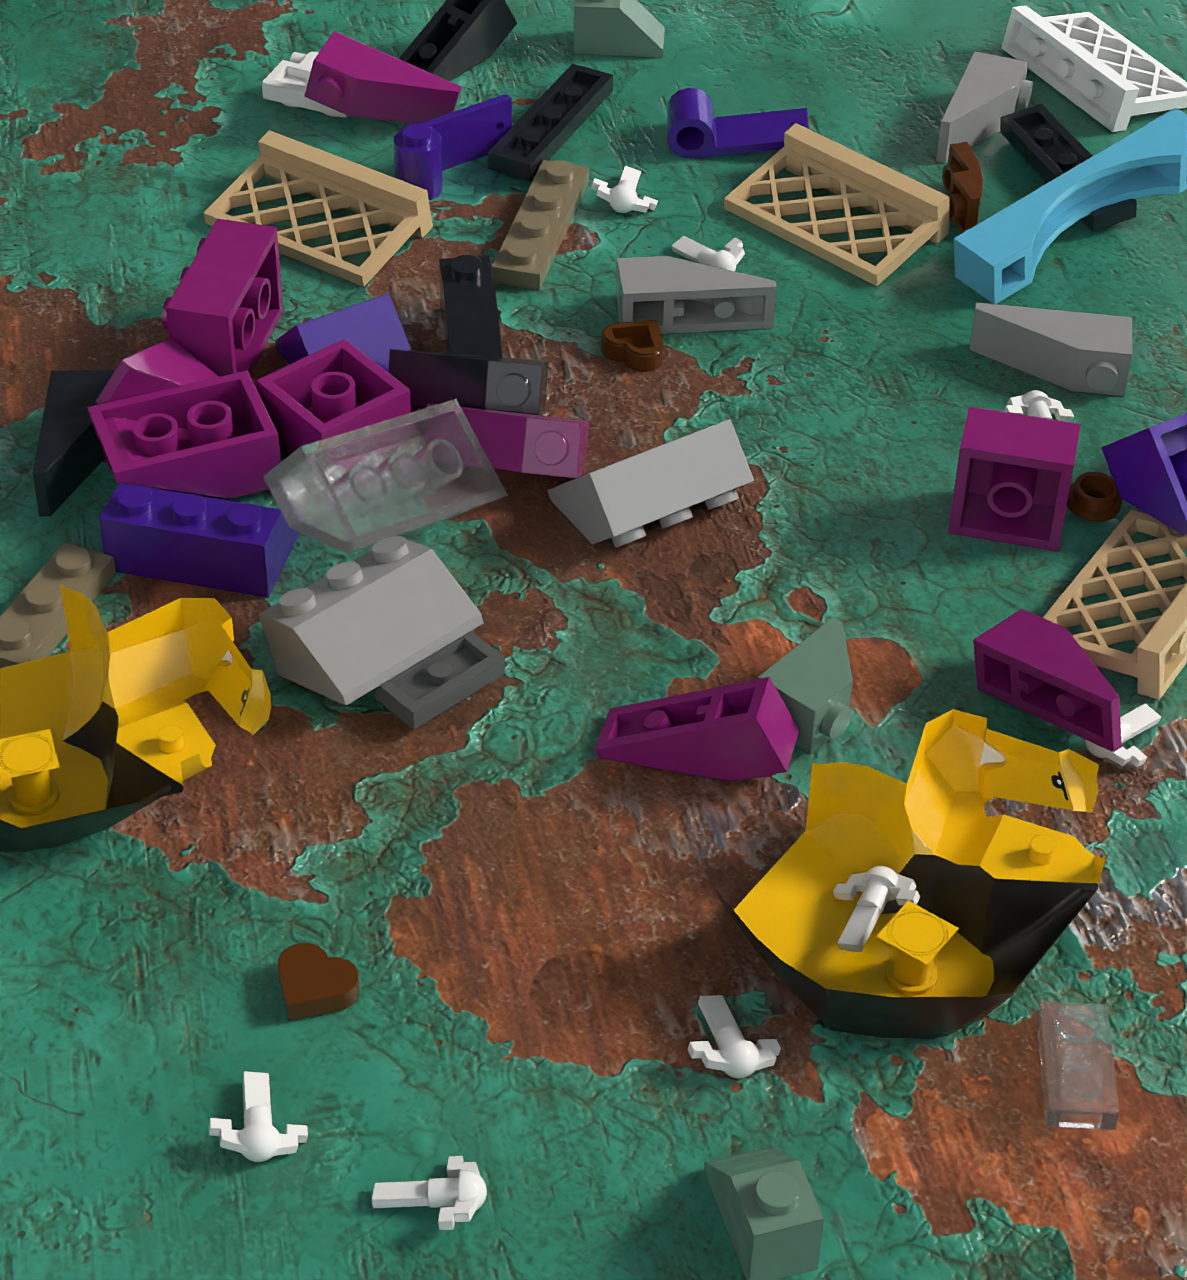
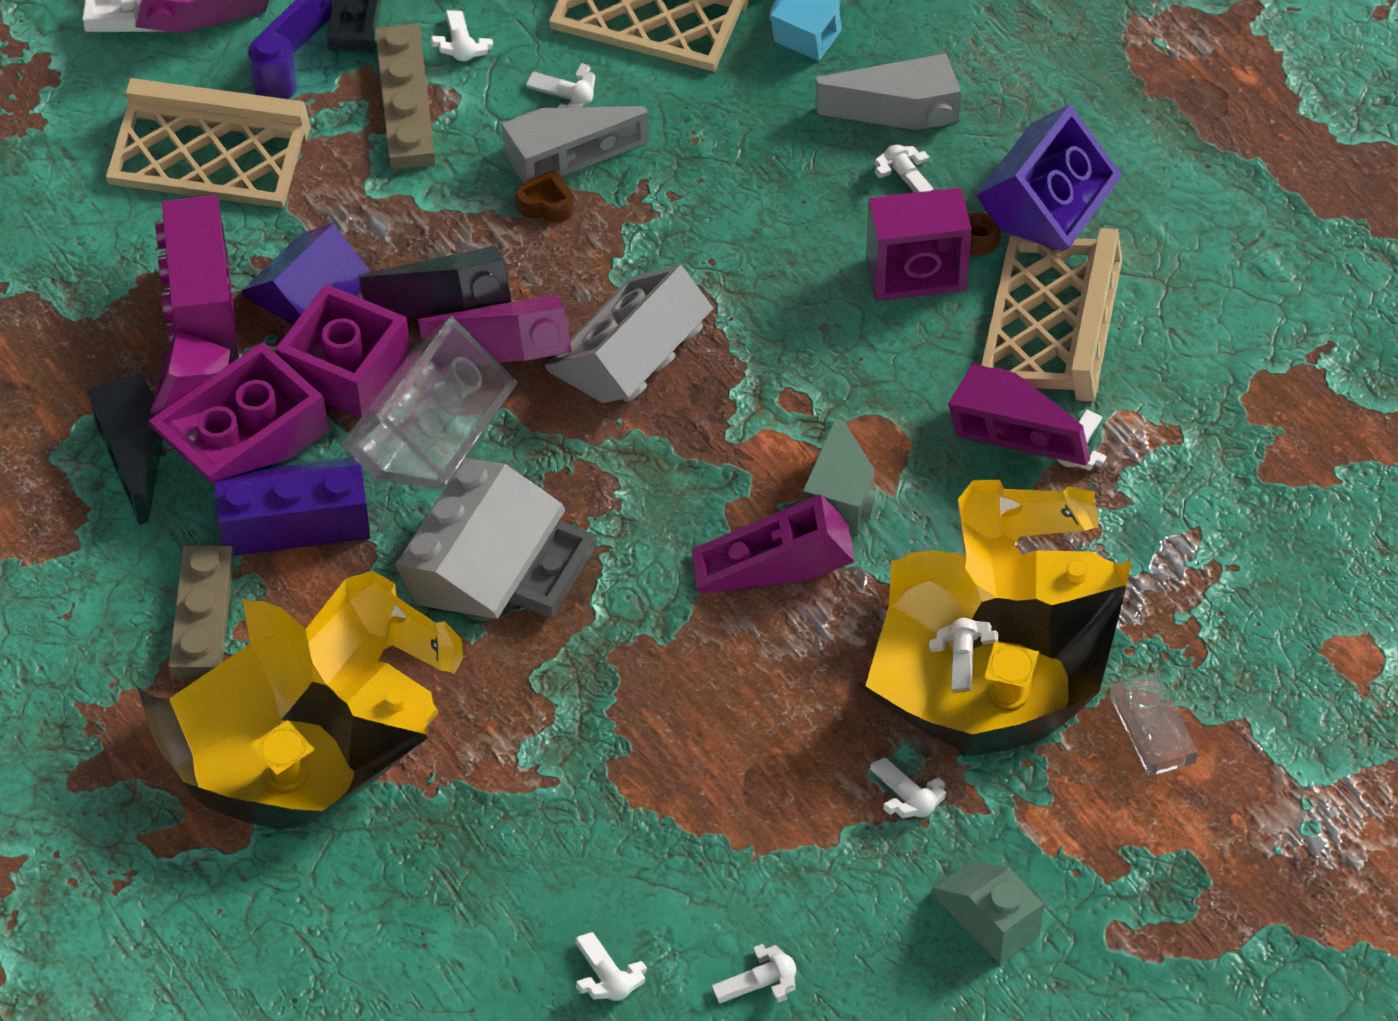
camera: 20 degrees left, 10 degrees up
(314, 982) = (589, 851): reddish brown tile -> none
(469, 306) = (399, 214): black slope -> none

